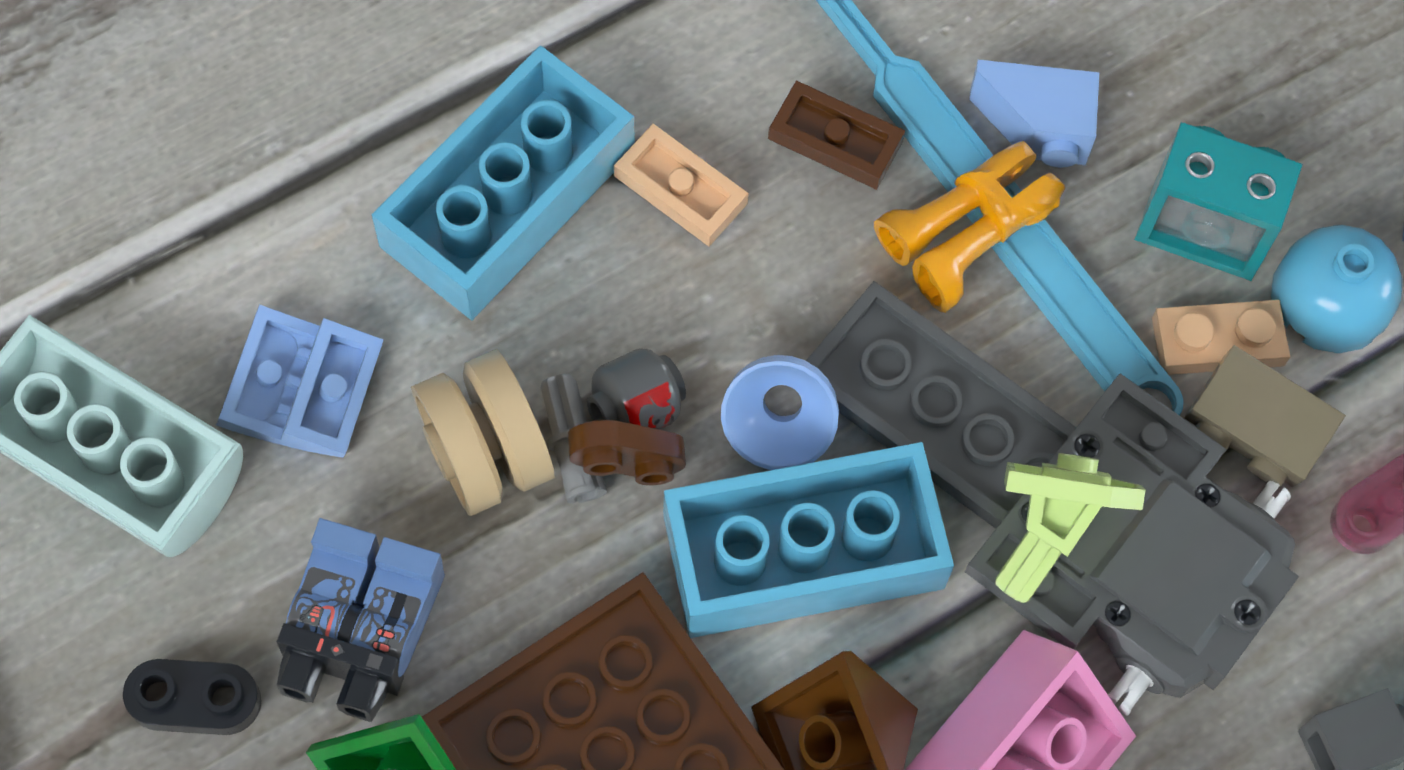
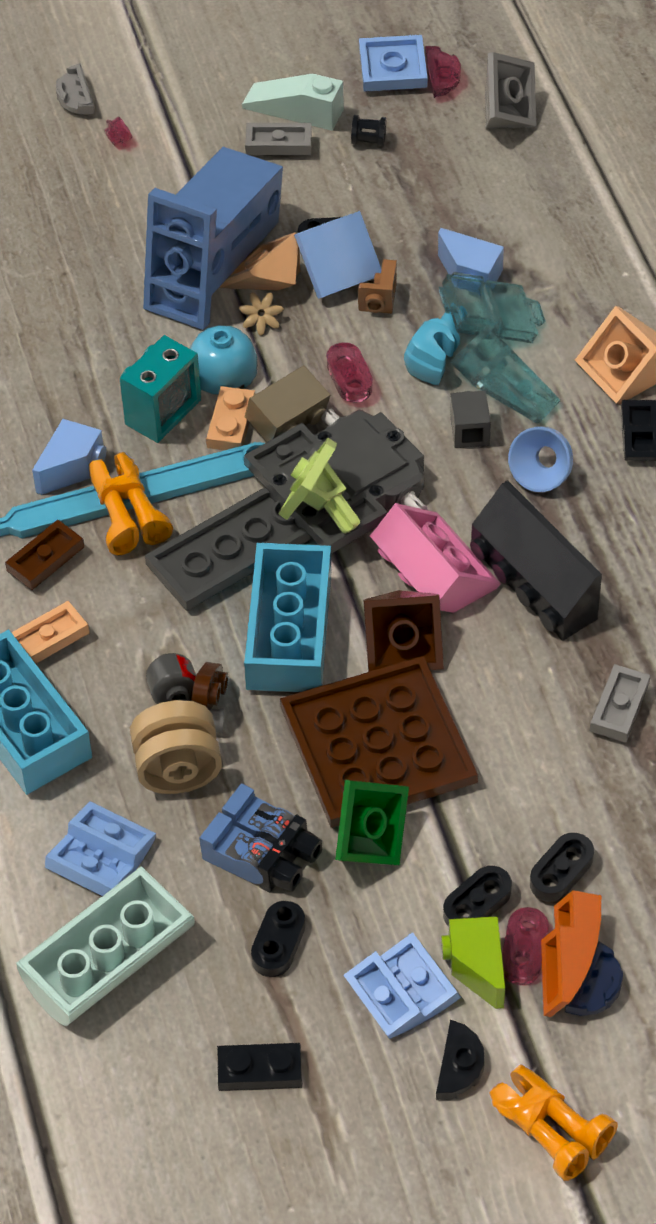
camera: 70 degrees left, 15 degrees down
(774, 439) = (221, 611): light blue piece -> none

